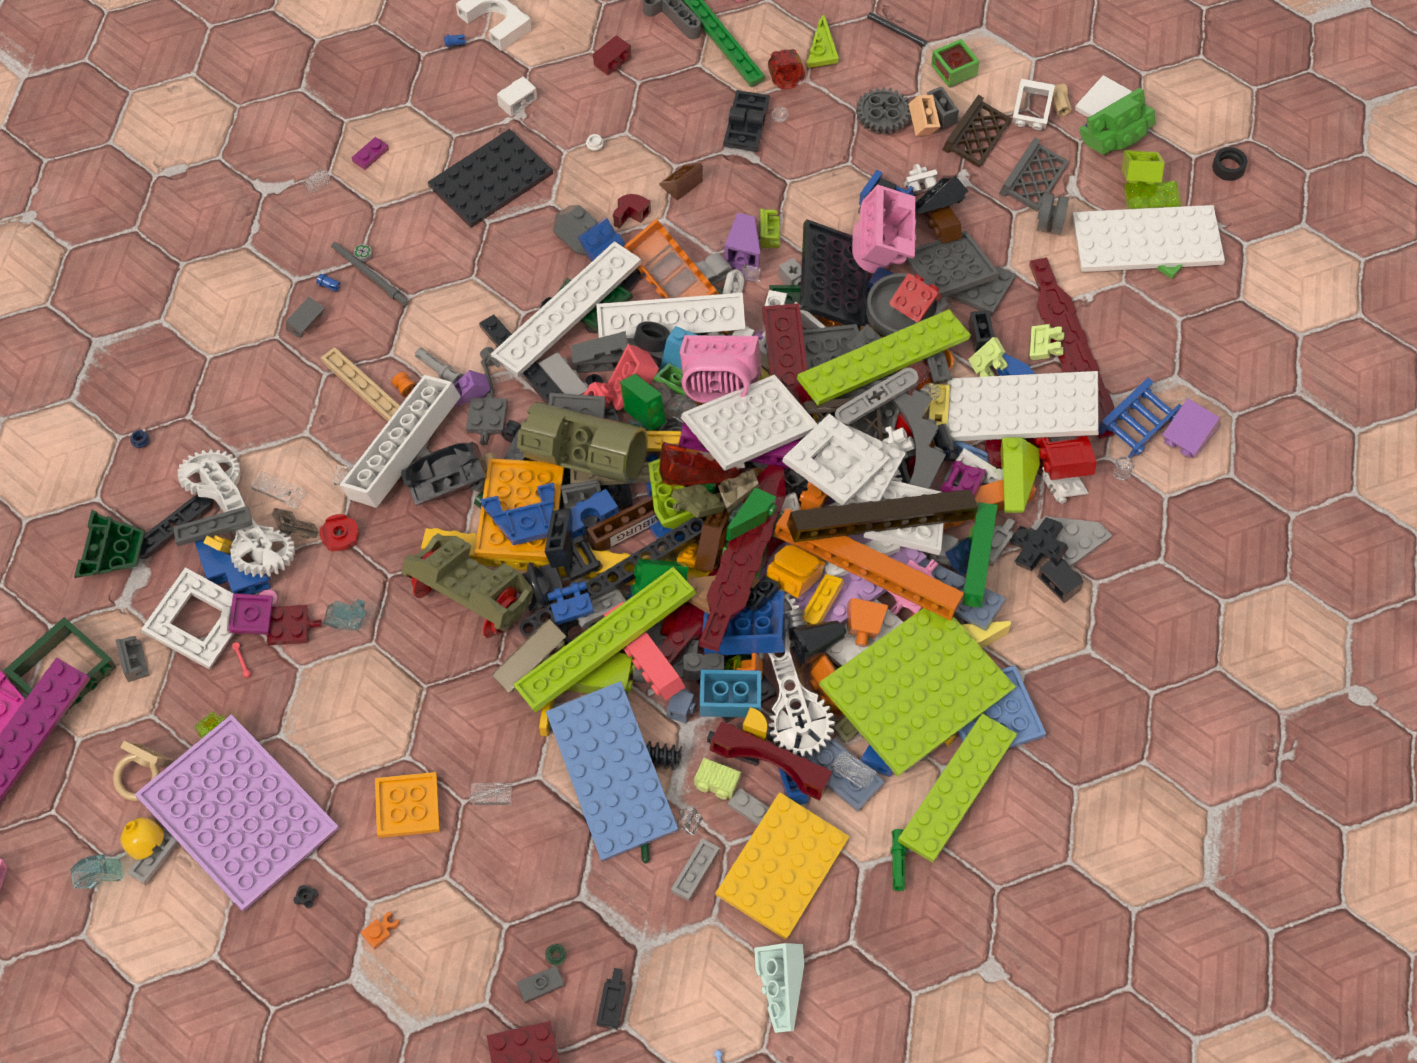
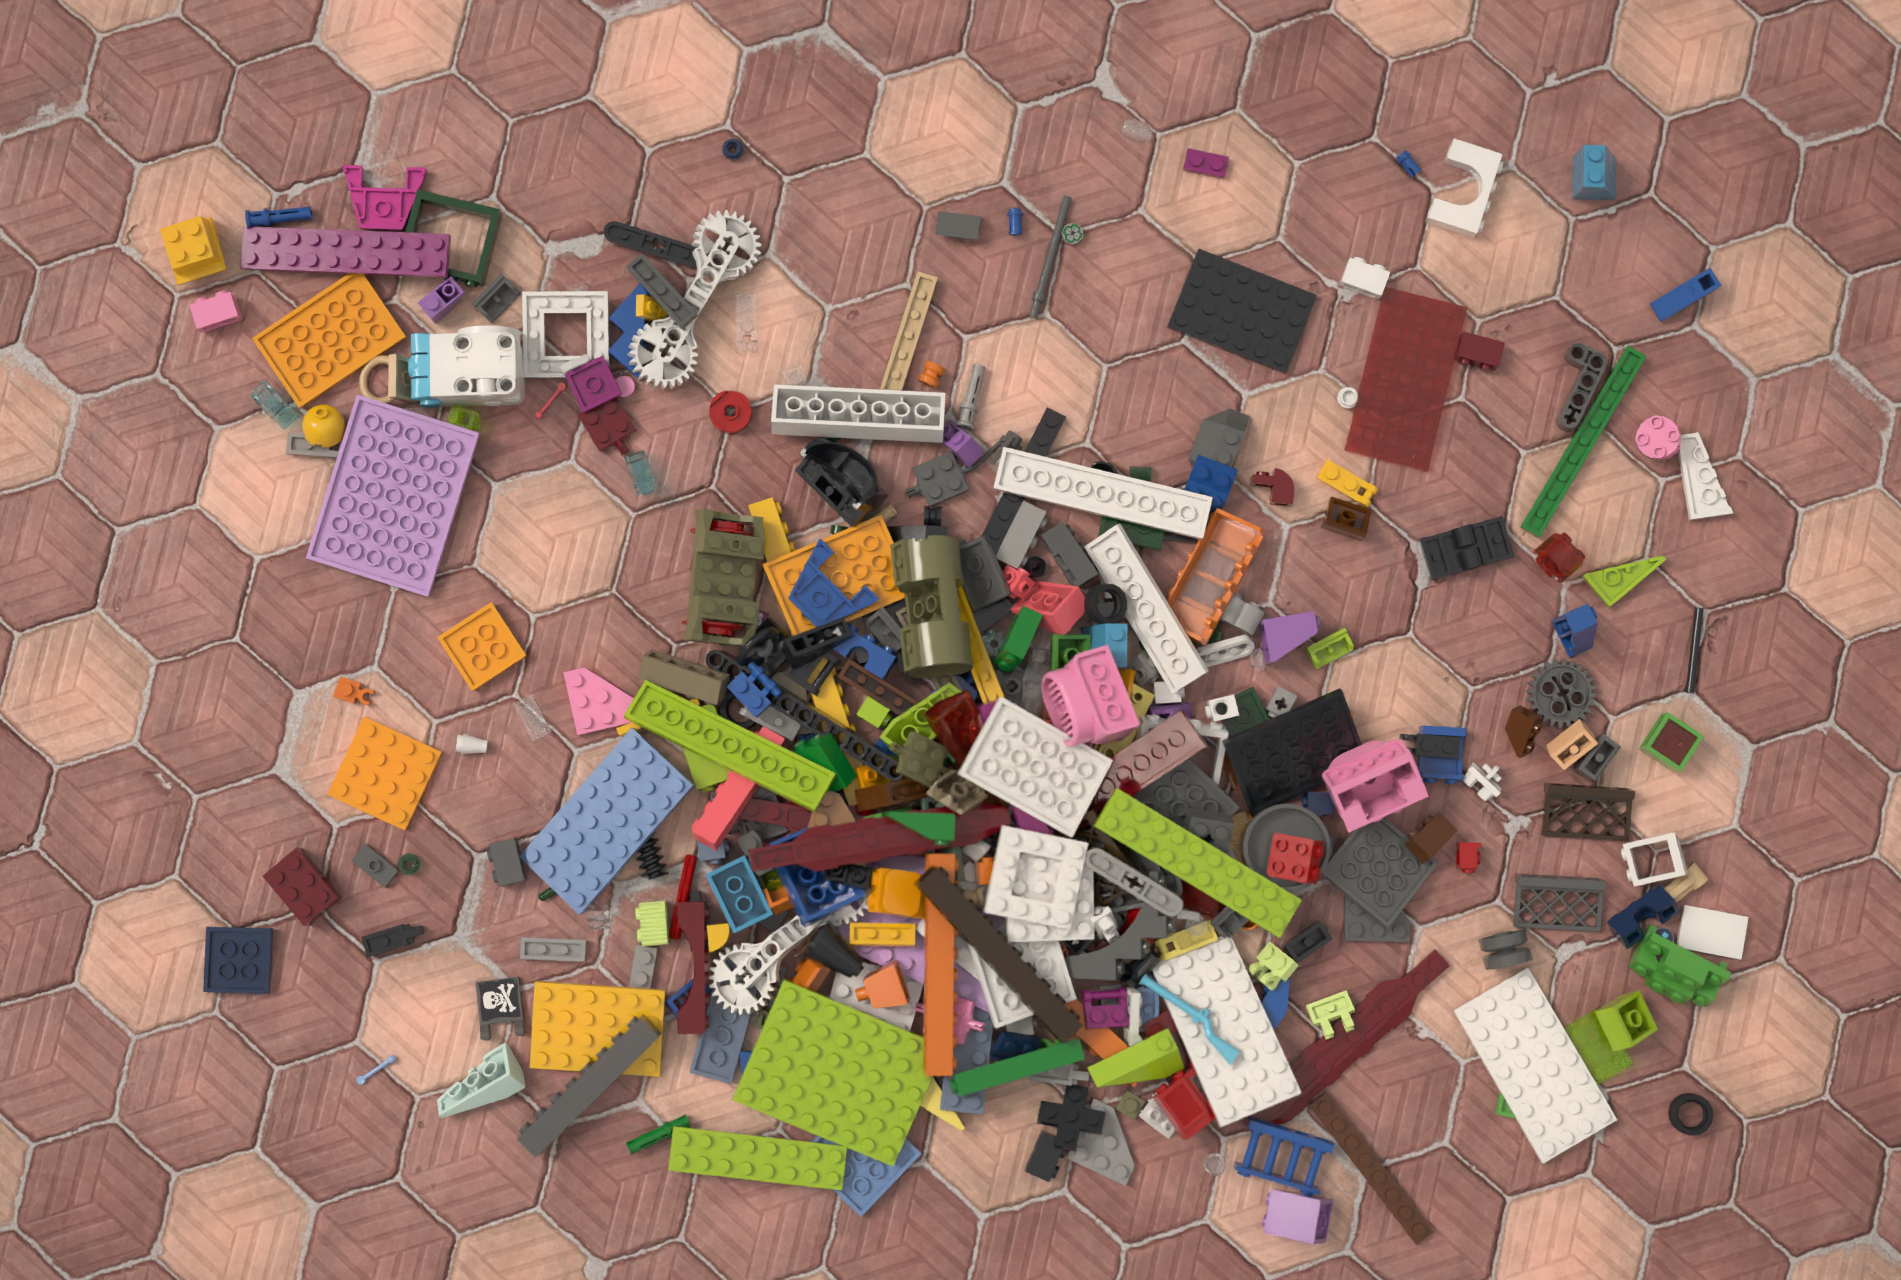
camera: 60 degrees right, 25 degrees up
(72, 803) = (329, 338): none -> light orange plate
(104, 697) = (442, 299): none -> medium lavender slope
(109, 546) = (594, 203): dark green wedge -> none
(173, 694) = (467, 367): none -> white piece
(288, 524) = (708, 360): clear smoke plate -> none
(301, 892) = (345, 601): black plate -> none
(465, 938) = (384, 773): none -> light orange plate
(480, 856) = (468, 744): none -> white cone
(508, 739) = (595, 702): none -> bright pink plate
(600, 870) = (507, 862): none -> dark grey brick
(604, 106) = (1405, 379): none -> clear red plate
(639, 533) = (874, 713): none -> lime brick
(655, 170) = (1346, 483): none -> yellow plate
(704, 746) = (683, 892): none -> red axle
(717, 938) = (499, 1003): none -> flag
(780, 114) = (1495, 580): clear plate -> none
(795, 618) = (843, 922): flat silver wheel -> none
(828, 890) = (588, 1085): none -> dark grey brick
(842, 76) = (1577, 629): none -> blue wedge
(854, 769) = (725, 1049): clear plate -> none
(896, 140) = (1522, 729): none -> reddish brown slope
(944, 193) = (1460, 813): black slope -> none
(971, 212) = (1467, 856): none -> red brick
(1039, 404) = (1224, 1048): none -> medium azure piece
(1048, 505) = (1130, 1104): none -> olive plate
(1073, 139) = (1653, 904): none -> dark blue arch
(1176, 371) = (1371, 1168): none -> reddish brown plate

